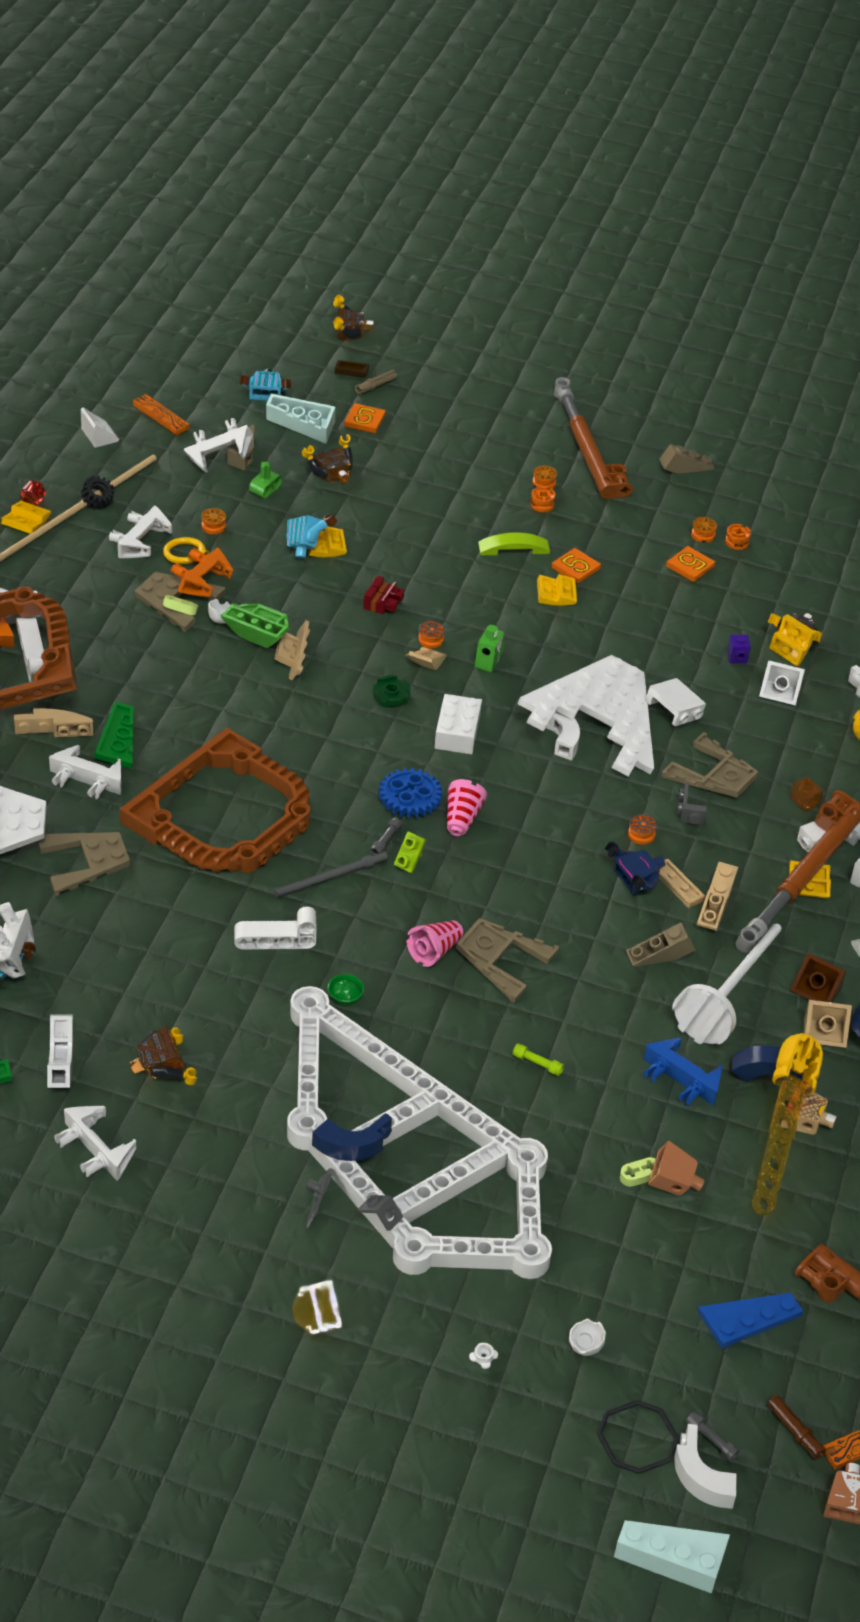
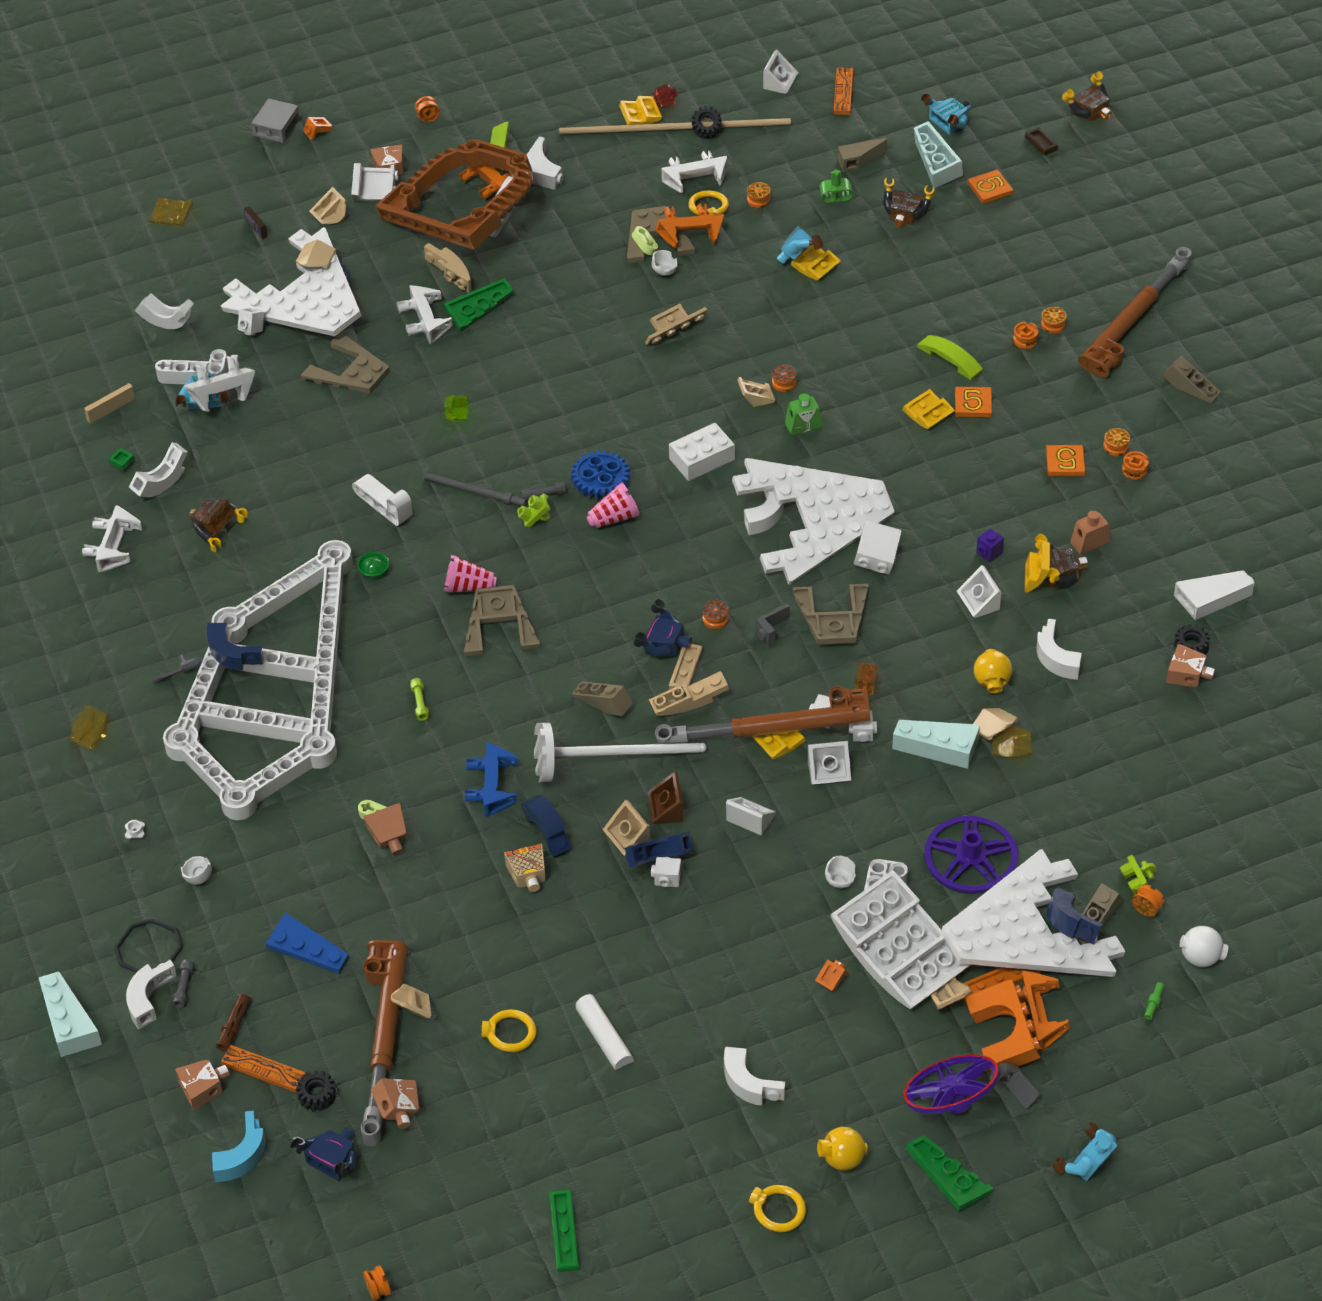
camera: 55 degrees right, 5 degrees up
(222, 825) = (456, 407): none -> clear neon green panel
(223, 751) = (421, 364): dark orange arch -> none
(239, 436) = (819, 136): white hose -> none
(256, 623) = (670, 285): bright green wedge -> none
(371, 384) = (1042, 163): dark tan axle -> none
(380, 1204) = (185, 694): dark grey bracket -> none
(382, 596) = (791, 326): dark red hips -> none
(400, 692) = (696, 406): dark green plate -> none
(787, 589) = (1090, 533): none -> nougat torso
(805, 1056) = (558, 818): clear yellow piece -> none

